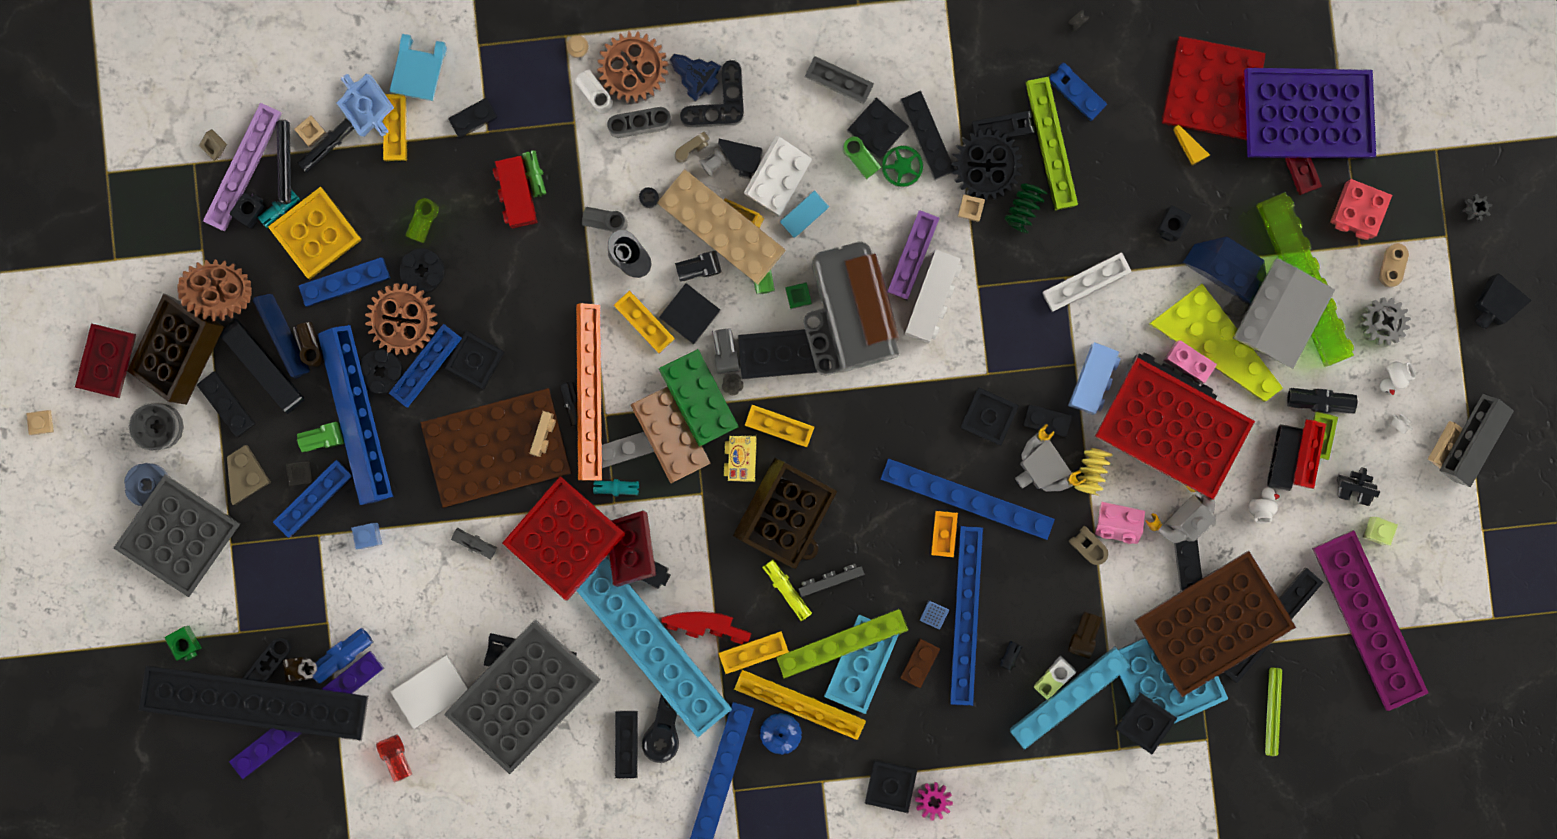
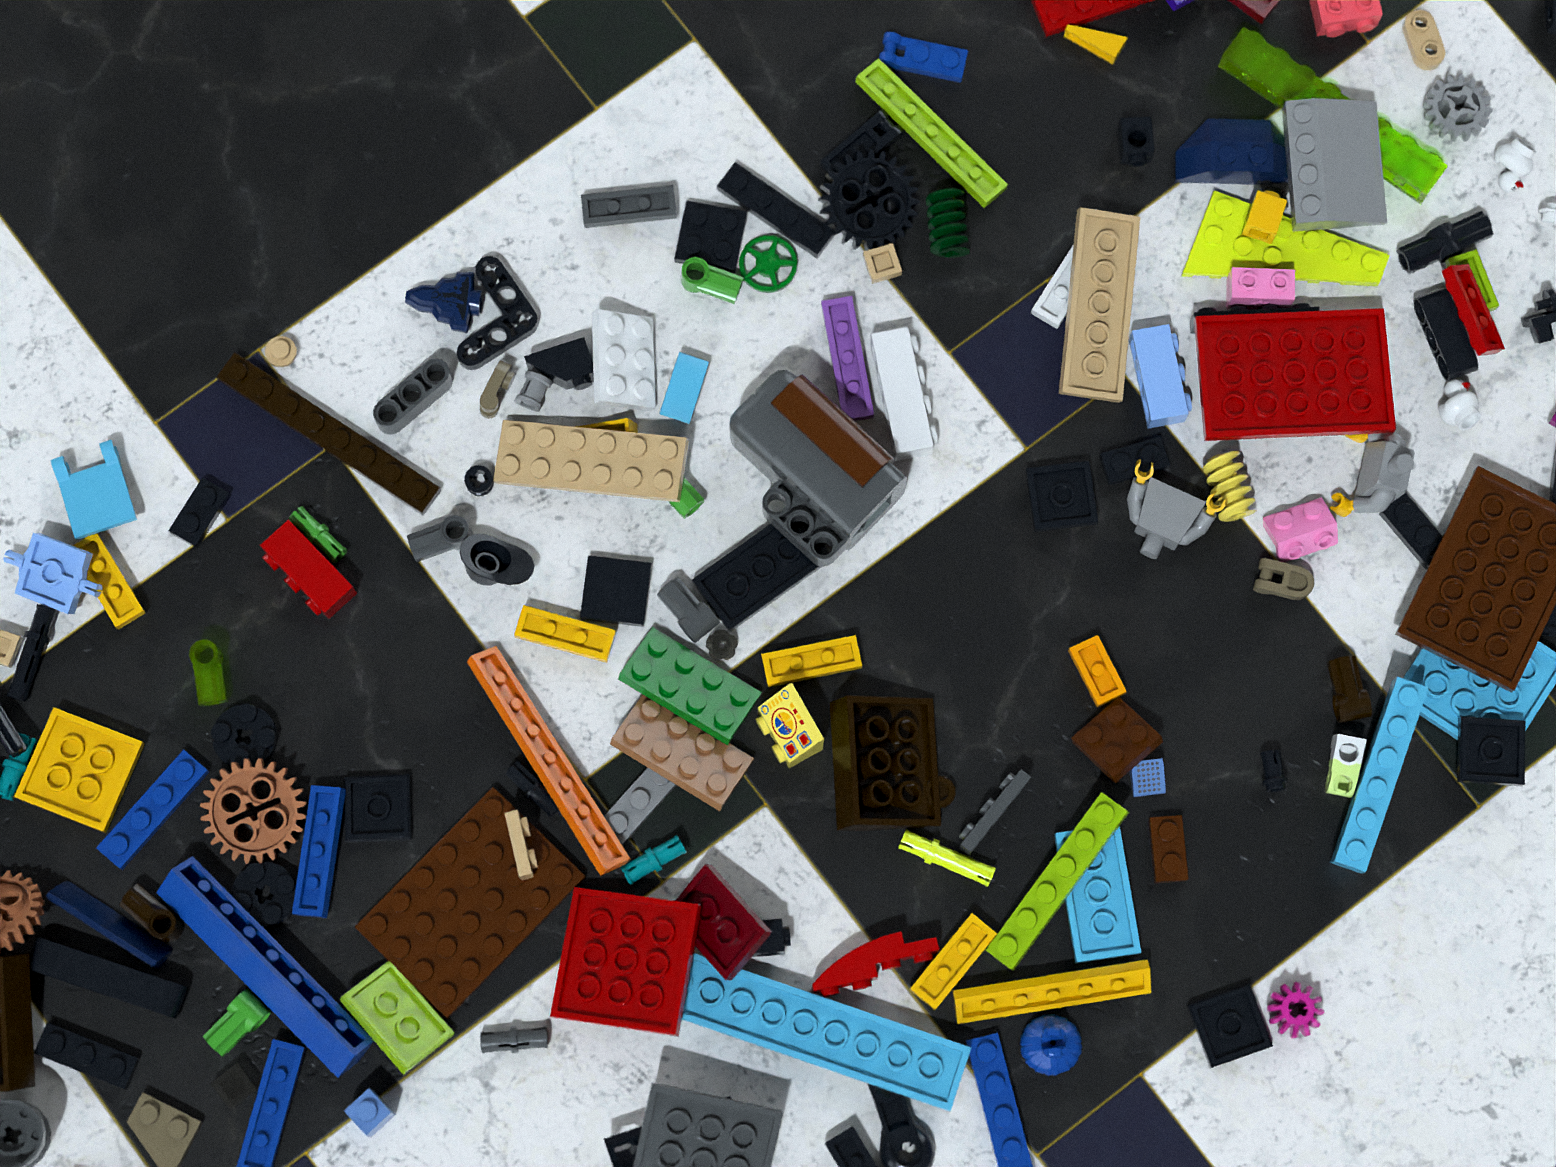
camera: 35 degrees left, 10 degrees down
(414, 490) = (397, 1017): none -> lime tile
(576, 114) = (329, 434): none -> dark brown plate
(593, 91) = (333, 391): white piece -> none
(616, 78) = (352, 360): nougat gear -> none
(703, 265) = (598, 520): black piece -> none
(798, 295) = (737, 489): green plate -> none
(929, 582) = (1117, 740): none -> reddish brown plate
(966, 615) = (1188, 755): blue plate -> none
(967, 499) = (1098, 612): blue plate -> none
(1085, 313) = (1099, 305): none -> tan plate
(1220, 319) = (1264, 216): none -> yellow brick

